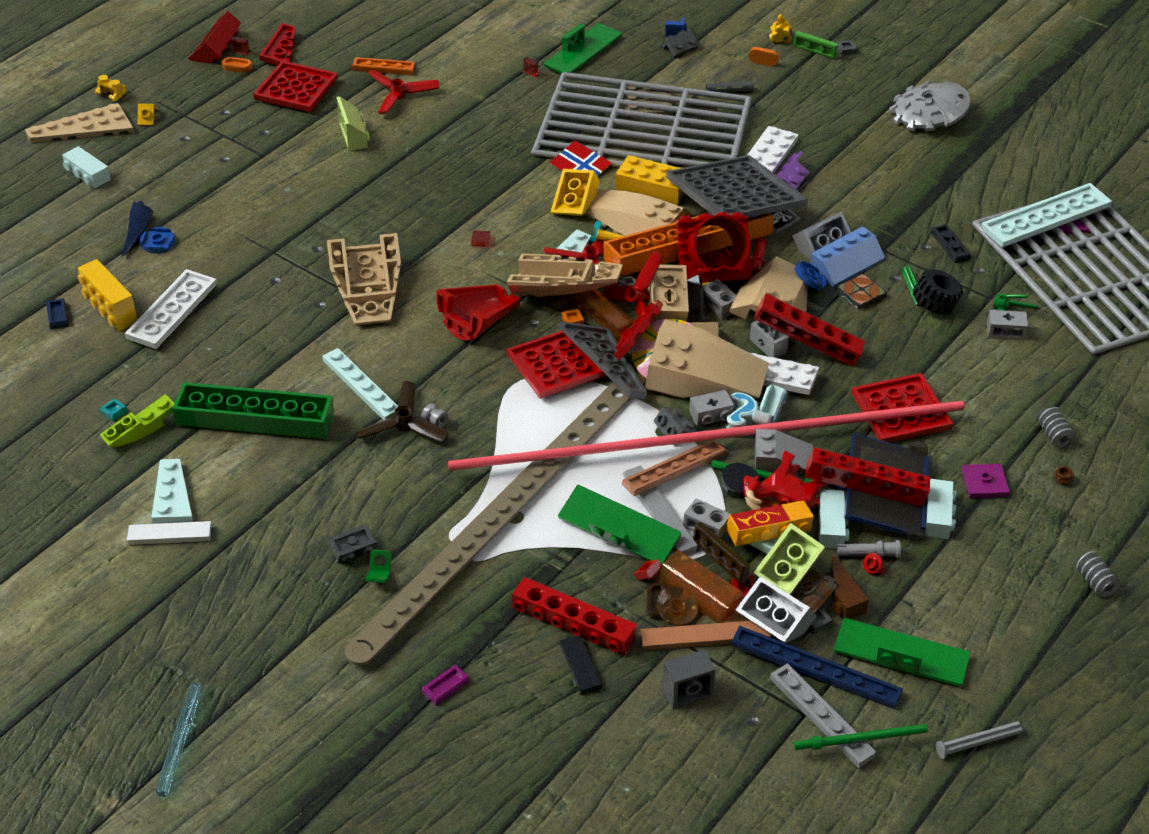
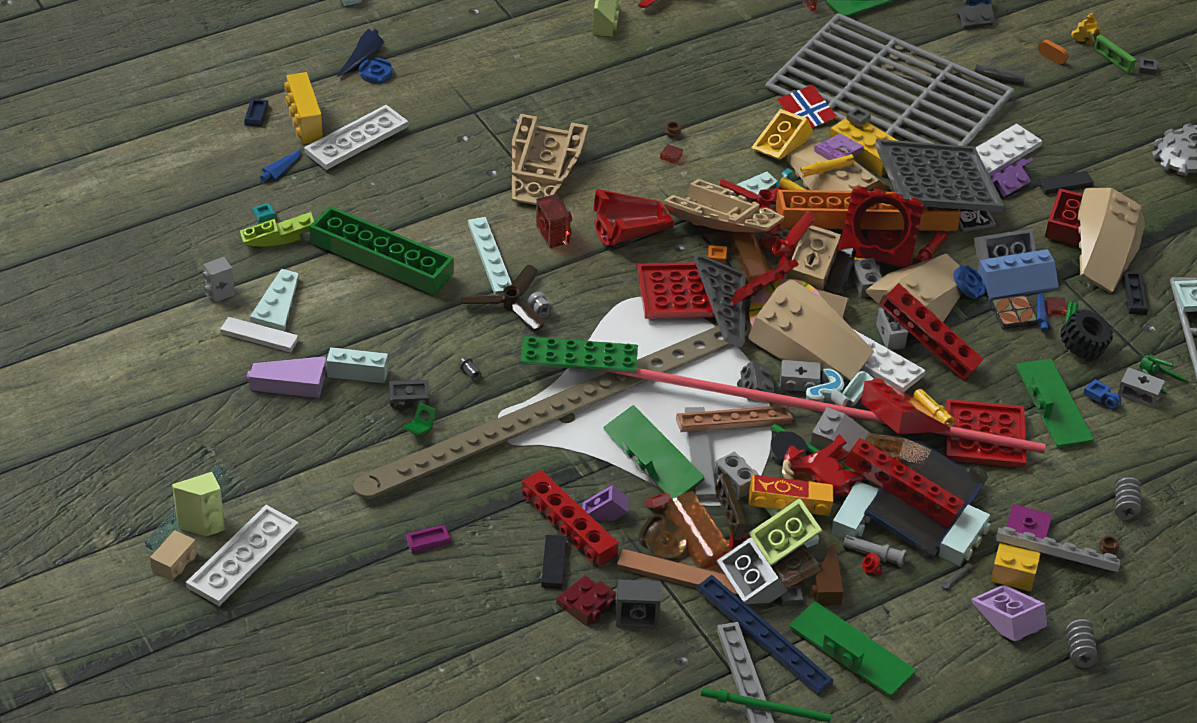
camera: 20 degrees right, 0 degrees up
(103, 490) = (218, 279): none -> light grey brick
(106, 361) = (275, 169): none -> blue bar
(194, 795) = (173, 555): none -> tan brick
(201, 732) = (199, 505): none -> yellowish green slope
(222, 566) = (289, 377): none -> lavender slope
(265, 769) = (242, 555): none -> white plate
(287, 532) = (357, 365): none -> light aqua brick
(400, 500) = (466, 364): none -> dark grey pin
(407, 332) = (553, 221): none -> clear red brick
(470, 215) = (672, 129): none -> reddish brown plate
(501, 452) = (579, 354): none -> green bracket
(603, 590) = (607, 504): none -> medium lavender slope
(627, 211) = (820, 167): none -> yellow pin
(633, 190) = (838, 147): none -> medium lavender tile
(633, 692) = (587, 600): none -> dark red plate
(636, 156) = (858, 116): none -> dark grey tile
(821, 410) = (899, 409): none -> red slope
(837, 165) = (1066, 182): none -> black tile
(850, 445) = (899, 448): none -> clear orange brick
(853, 402) = (940, 411): none -> yellow pin
(862, 193) = (1063, 219): none -> red brick
(890, 290) = (1042, 315): none -> blue bar
(893, 275) = (1056, 306): none -> clear red tile
(906, 198) = (1109, 235): none -> tan wedge
(942, 361) = (1054, 403): none -> green bracket
(947, 561) = (946, 585): none -> dark grey hinge
(975, 339) = (1100, 391): none -> blue plate
(998, 520) = (1015, 566): none -> yellow slope
(1018, 493) = (1066, 550): none -> light grey plate
(1020, 566) = (1011, 612): none -> lavender slope

